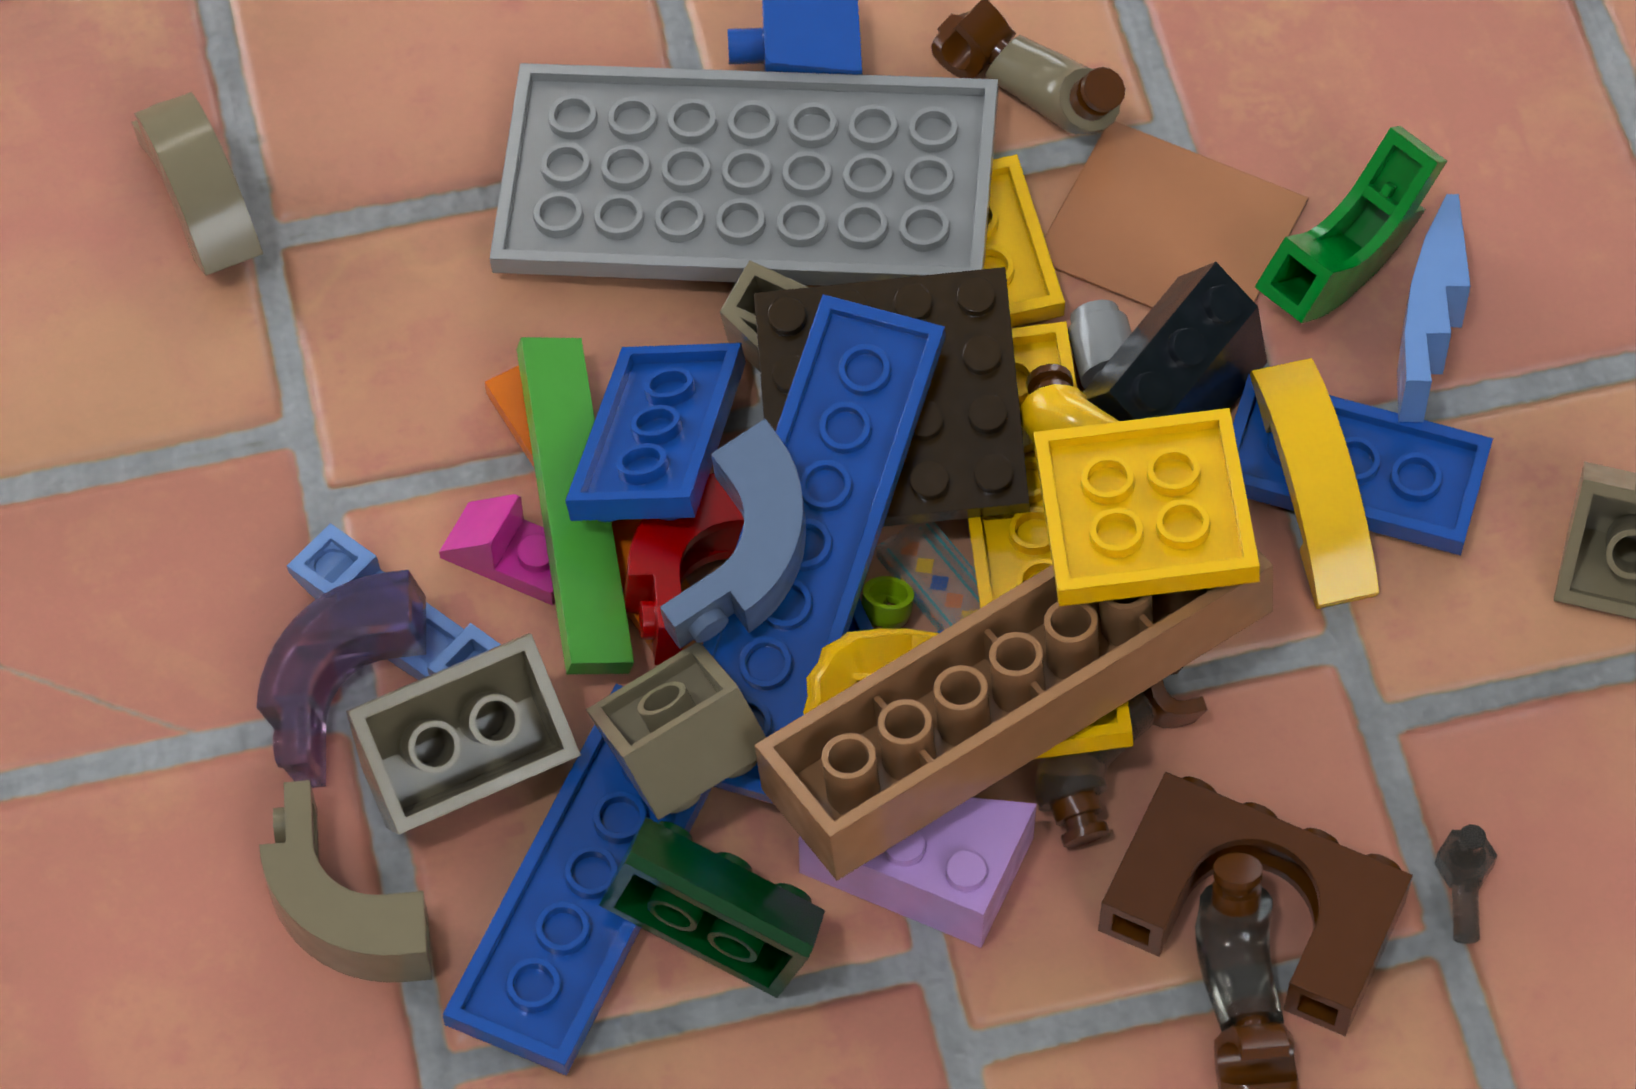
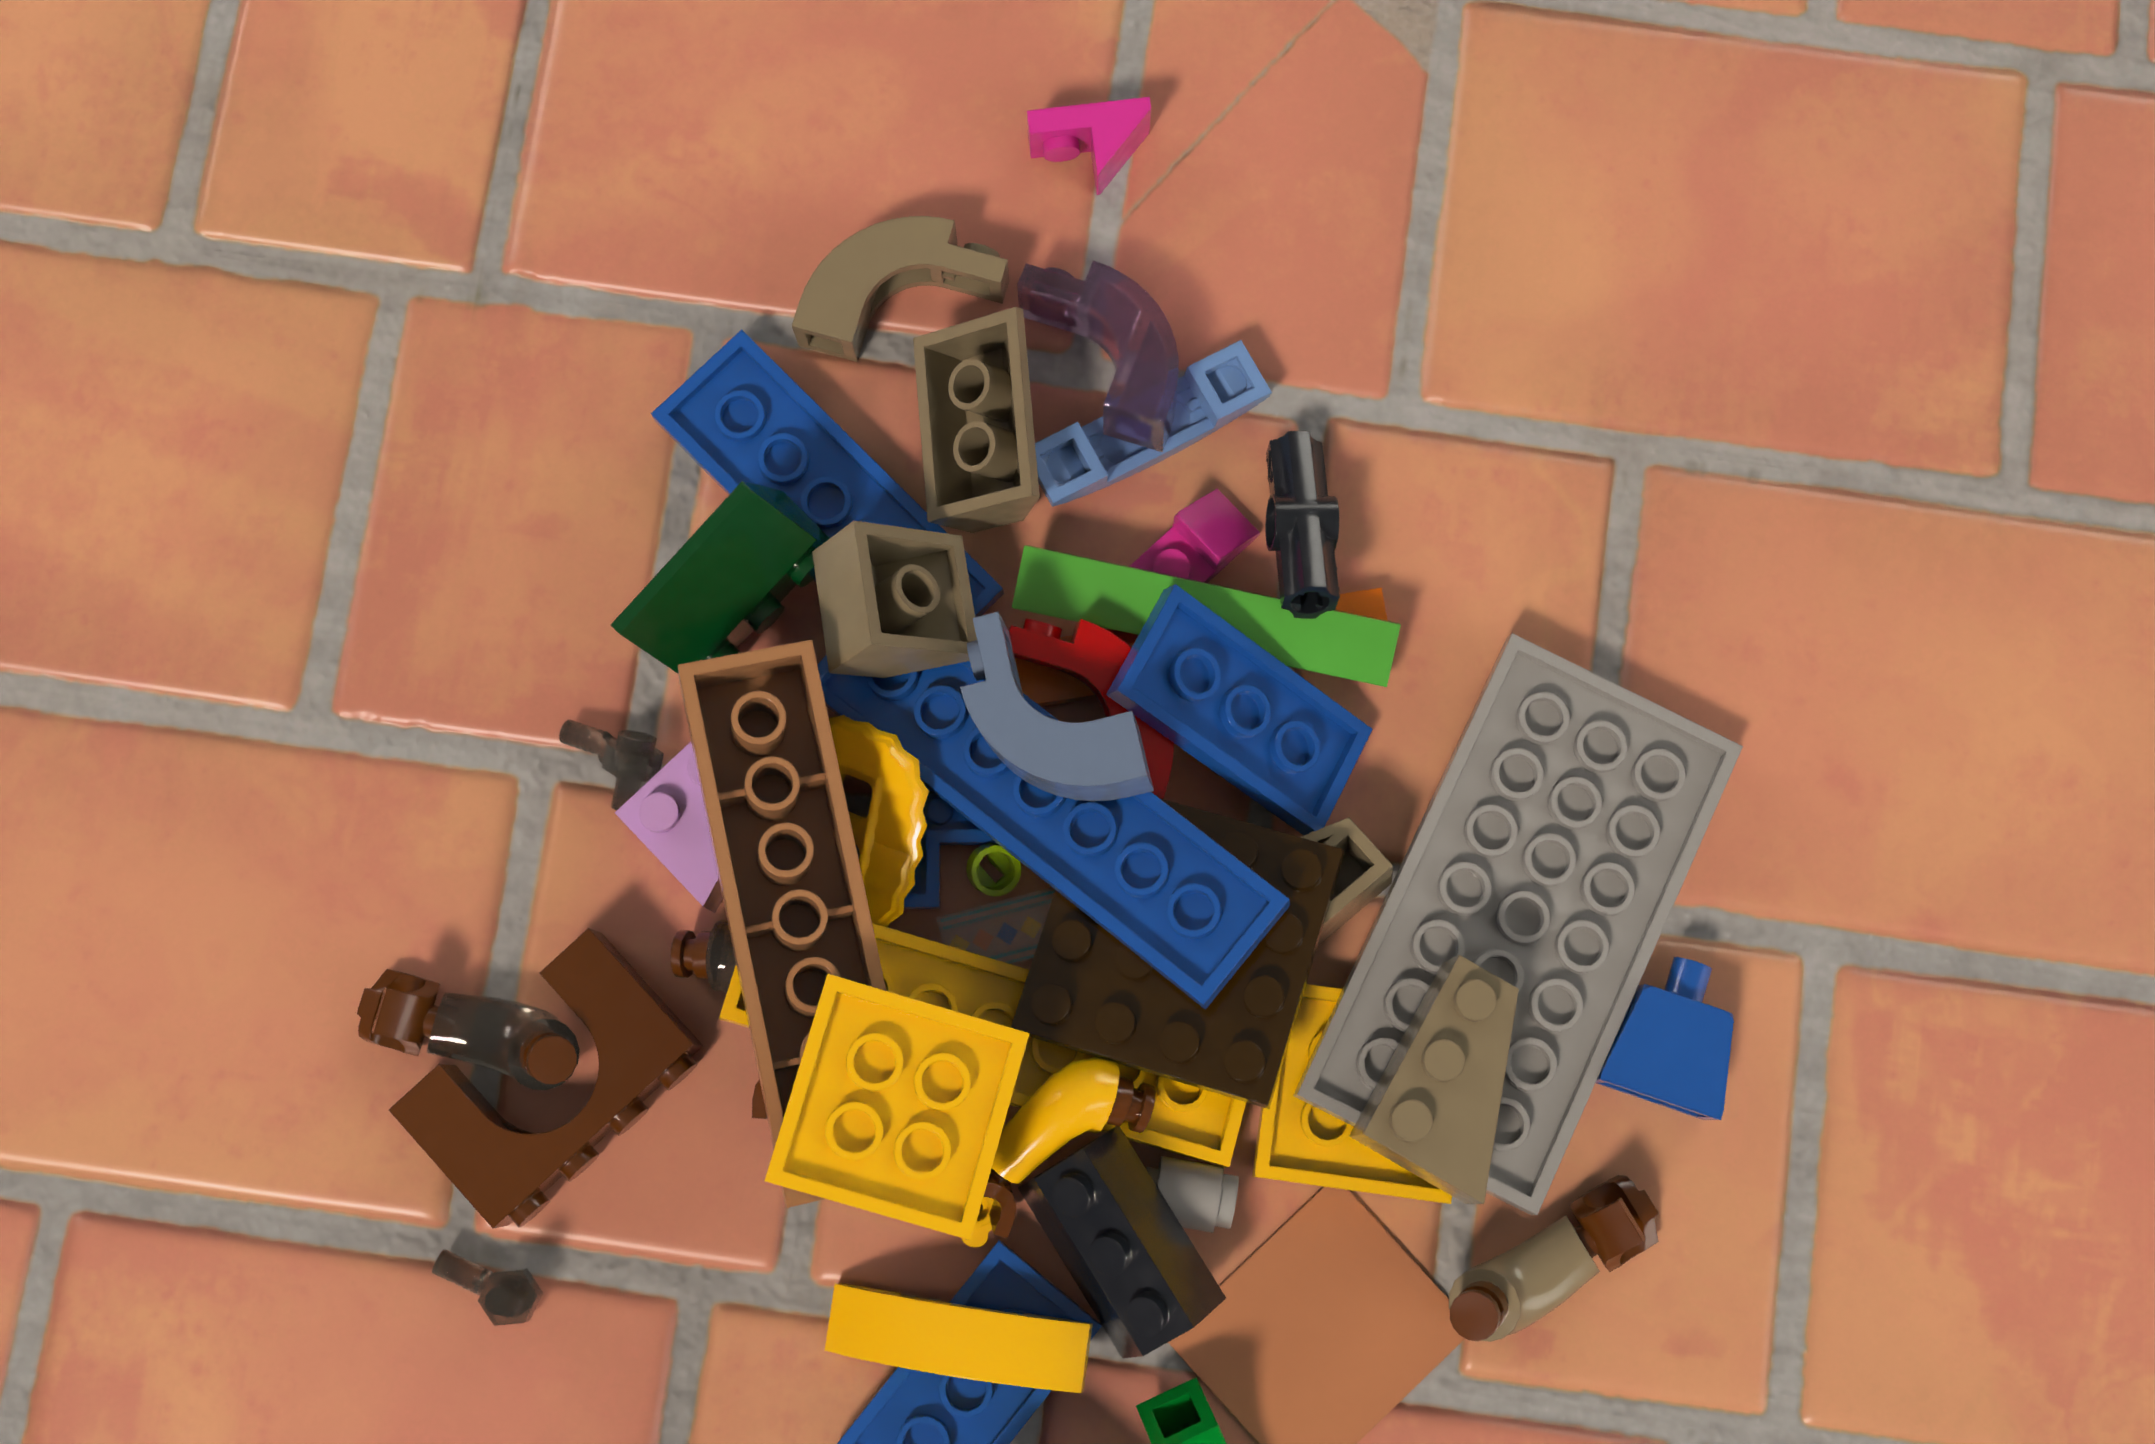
camera: 110 degrees right, 20 degrees up
(116, 761) = (1104, 128): none -> dark pink slope
(198, 182) = (1704, 381): dark tan arch -> none
(455, 446) = (1302, 525): none -> black piece
(918, 160) = (1446, 1083): none -> dark tan wedge
(920, 952) = (627, 757): none -> clear smoke piece

